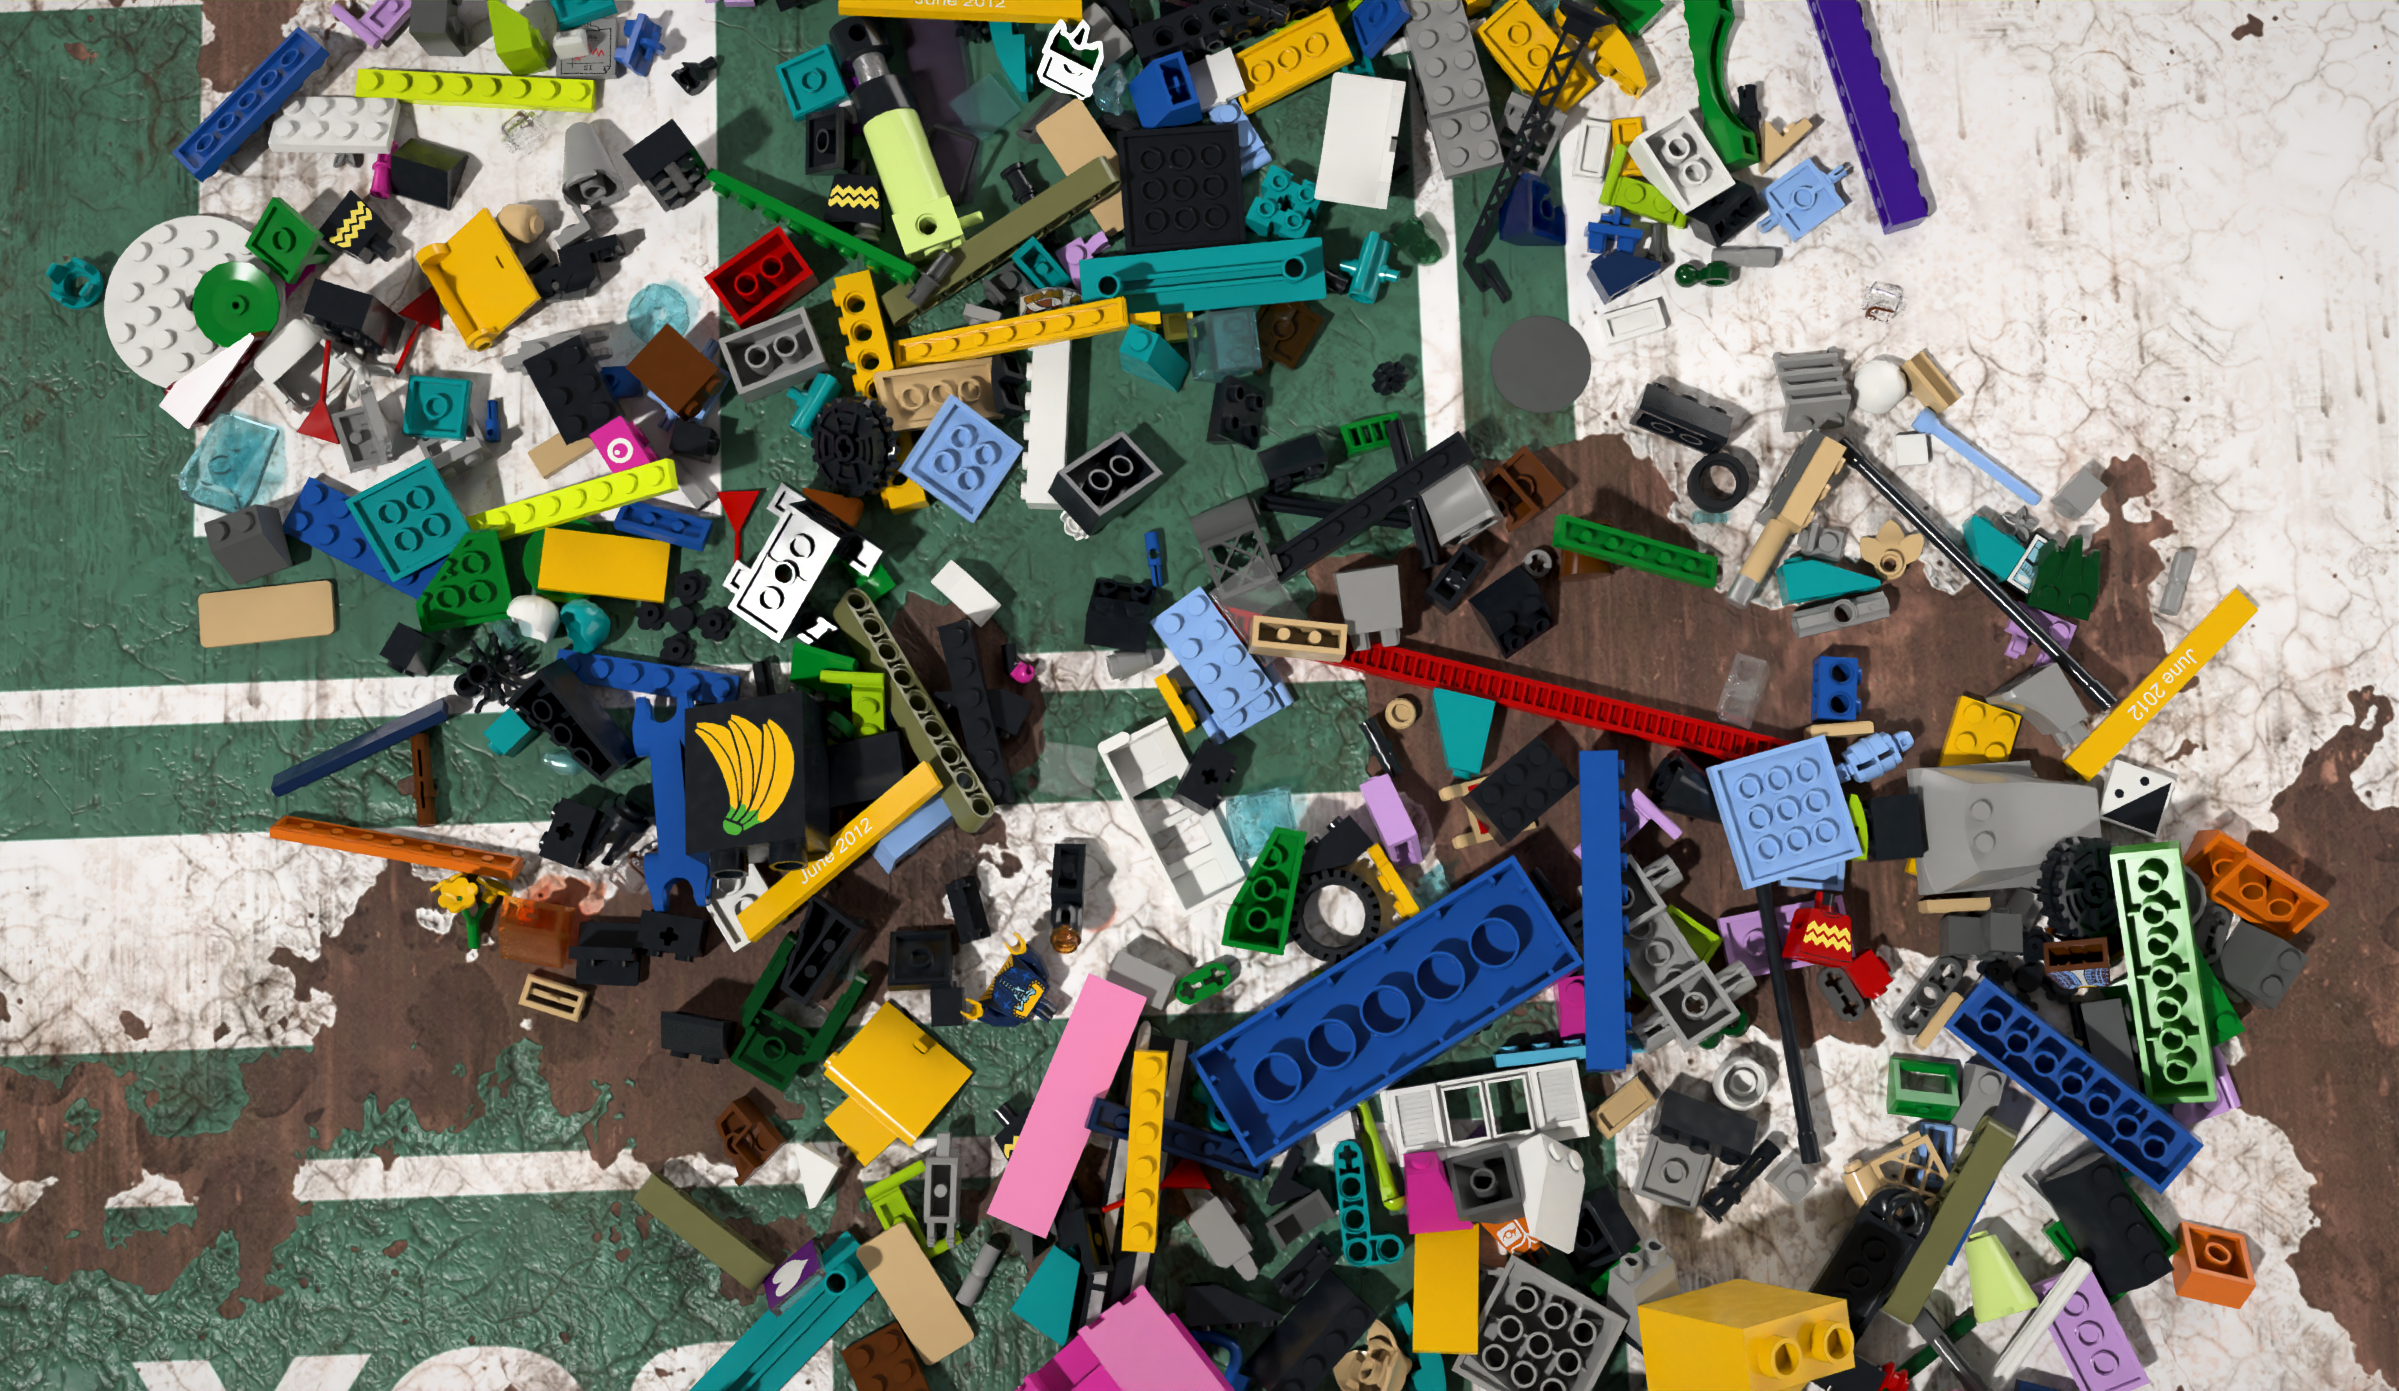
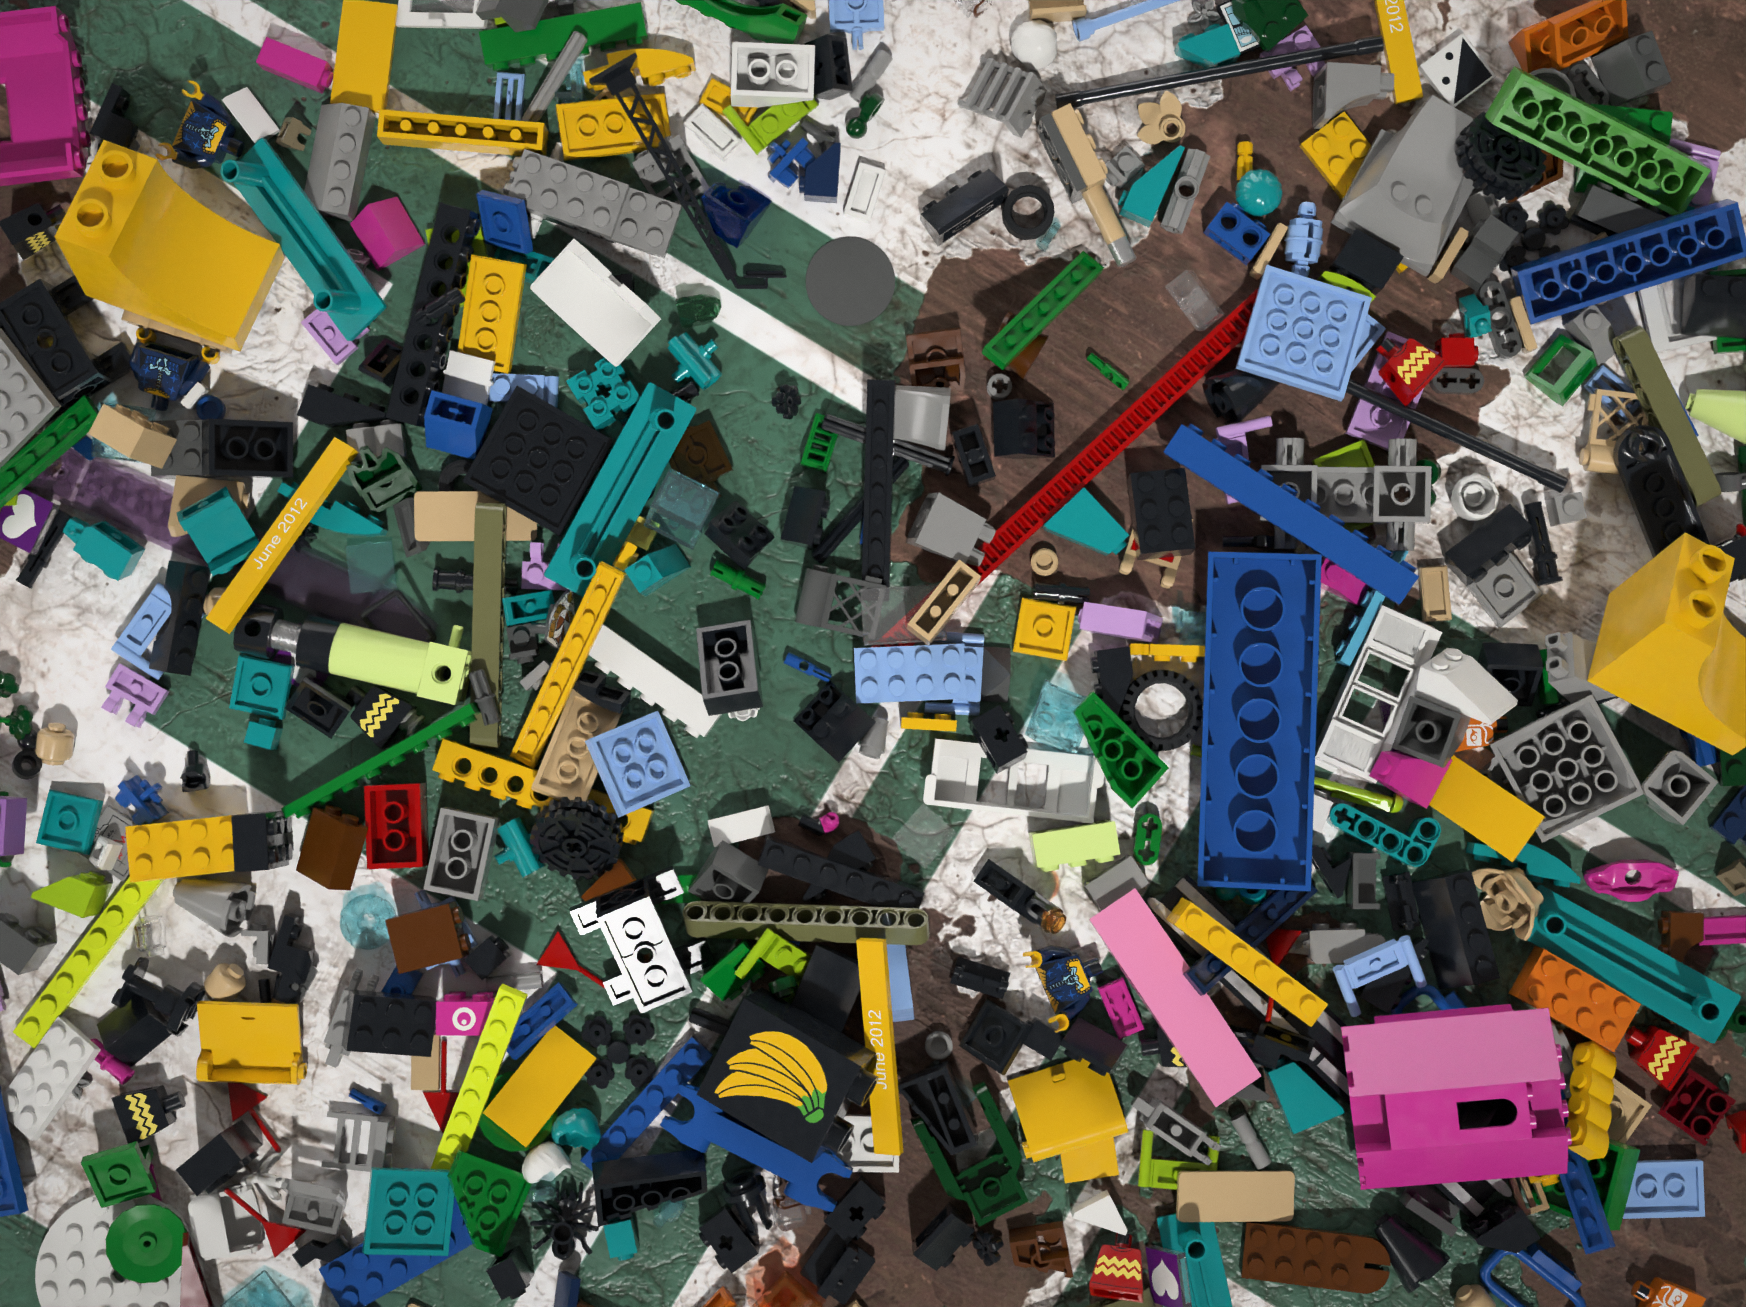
camera: 70 degrees left, 5 degrees up
(328, 468) = (321, 1250): none -> black piece
(437, 408) = (330, 1137): teal tile -> none
(471, 182) = (167, 1000): none -> black piece
(534, 486) = (442, 1102): none -> red piece
(612, 98) = (180, 849): none -> yellow brick
(703, 235) = (332, 848): none -> reddish brown brick
(716, 1085) = (988, 1247): none -> black plant
(769, 111) = (263, 734): none -> teal plate
(770, 1225) = (1118, 1271): none -> red torso
(879, 913) = (938, 1045): none -> light grey tile
(910, 611) = (728, 876): none -> dark grey slope
(971, 1059) = (1095, 1046): none -> black slope
(1024, 1063) = (1120, 1008): none -> dark pink plate
(1109, 88) = (422, 464): clear light blue bracket -> none
(1150, 914) = (1074, 845): none -> yellowish green brick
(1193, 442) = (738, 579): none -> green pin
(1225, 1281) = (1374, 965): none -> light blue plate
(1264, 737) = (996, 674): none -> dark grey slope
(1337, 755) = (1044, 629): none -> yellow tile
(1620, 653) = (1105, 369): none -> green pin
(1887, 684) = (1258, 192): none -> teal hair
(1901, 658) = (1245, 160): none -> yellow axle
(1910, 450) = (1096, 54): white tile -> none
(1913, 970) = (1476, 316): none -> teal piece
(2080, 962) = (1549, 196): reddish brown torso -> none

